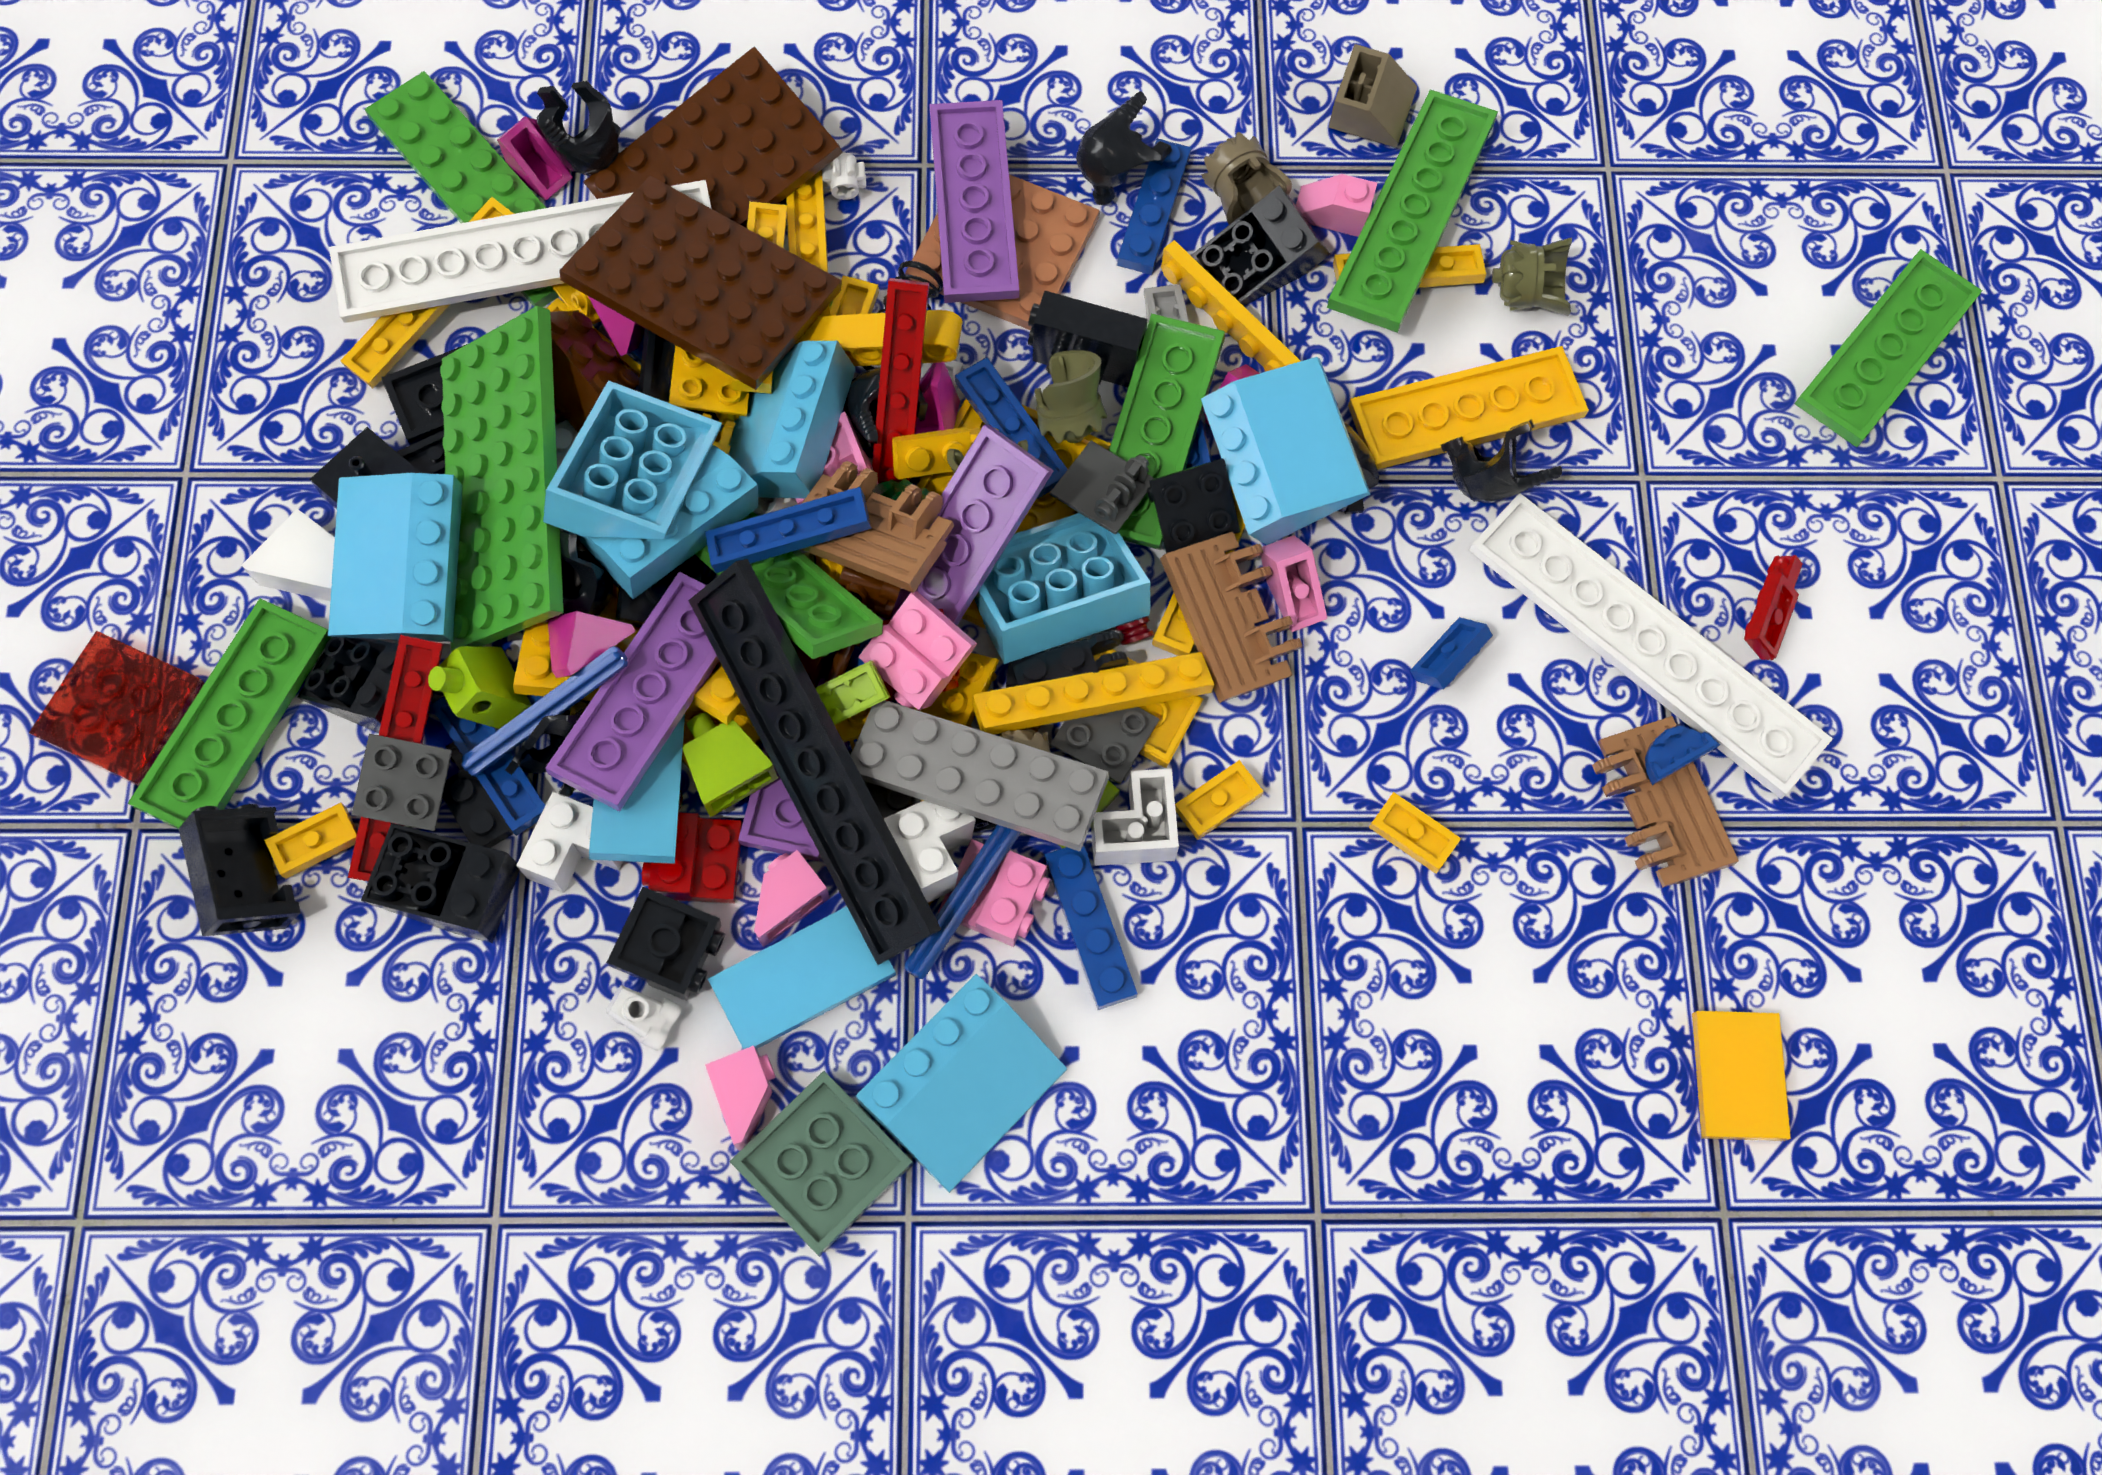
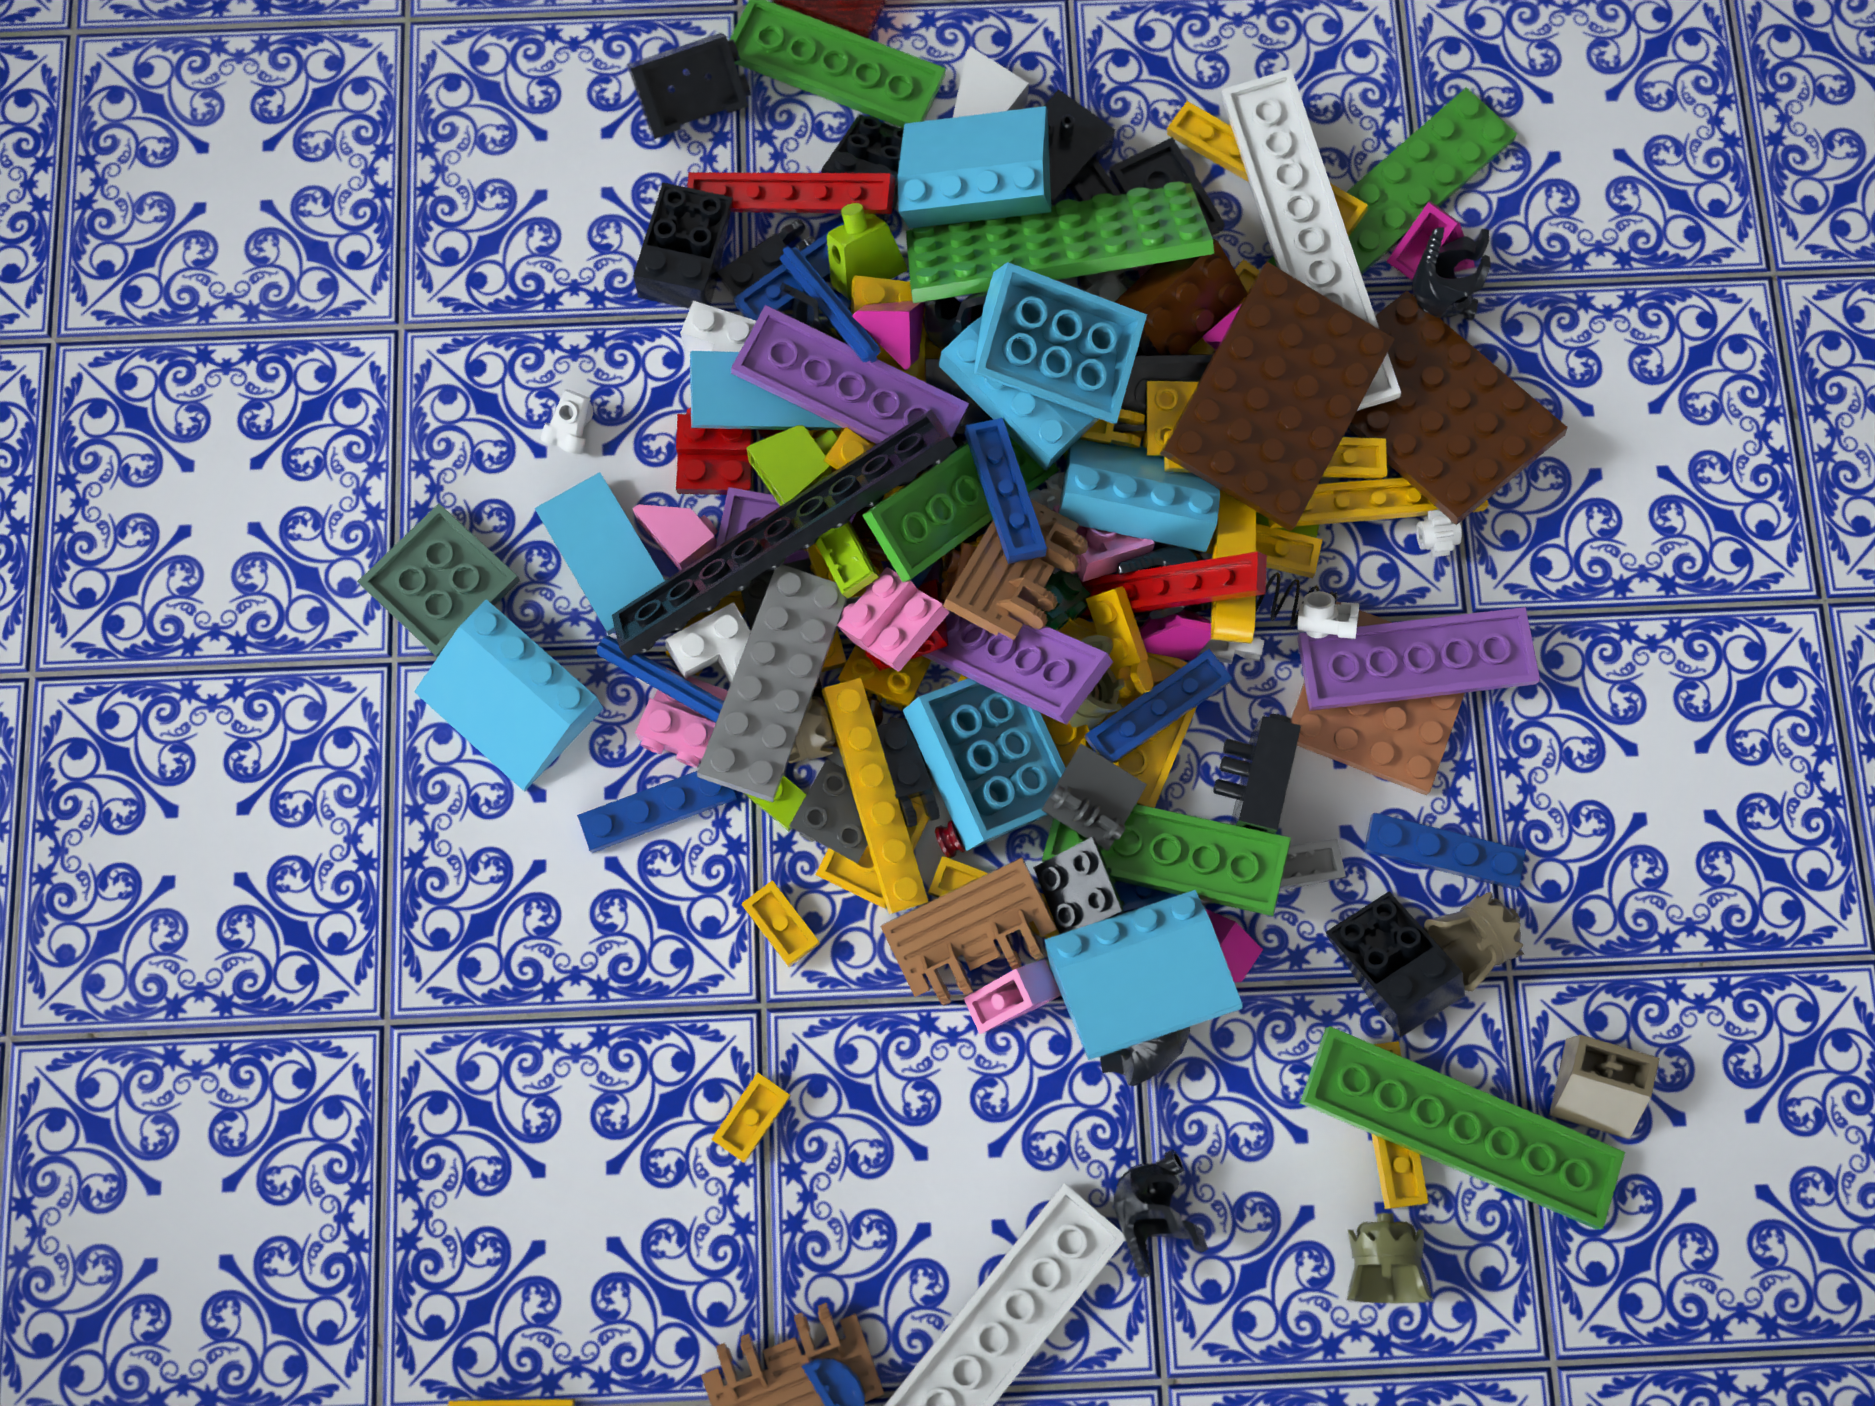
camera: 90 degrees right, 5 degrees up
(312, 840) = (724, 141): yellow plate -> none
(401, 782) = (767, 200): dark grey hinge -> none
(667, 944) = (629, 434): black plate -> none
(742, 1091) = (498, 509): bright pink slope -> none
(934, 260) = (1322, 617): none -> white plate
(1072, 403) = (1181, 762): olive hat -> none
(1112, 149) = (1489, 793): black piece -> none
(1145, 830) = (743, 853): white brick -> none
(1225, 309) = (1310, 930): yellow plate -> none
(1337, 203) = (1464, 1043): bright pink slope -> none
(1451, 653) = (942, 1158): blue plate -> none
(1470, 403) = (1228, 1187): yellow plate -> none

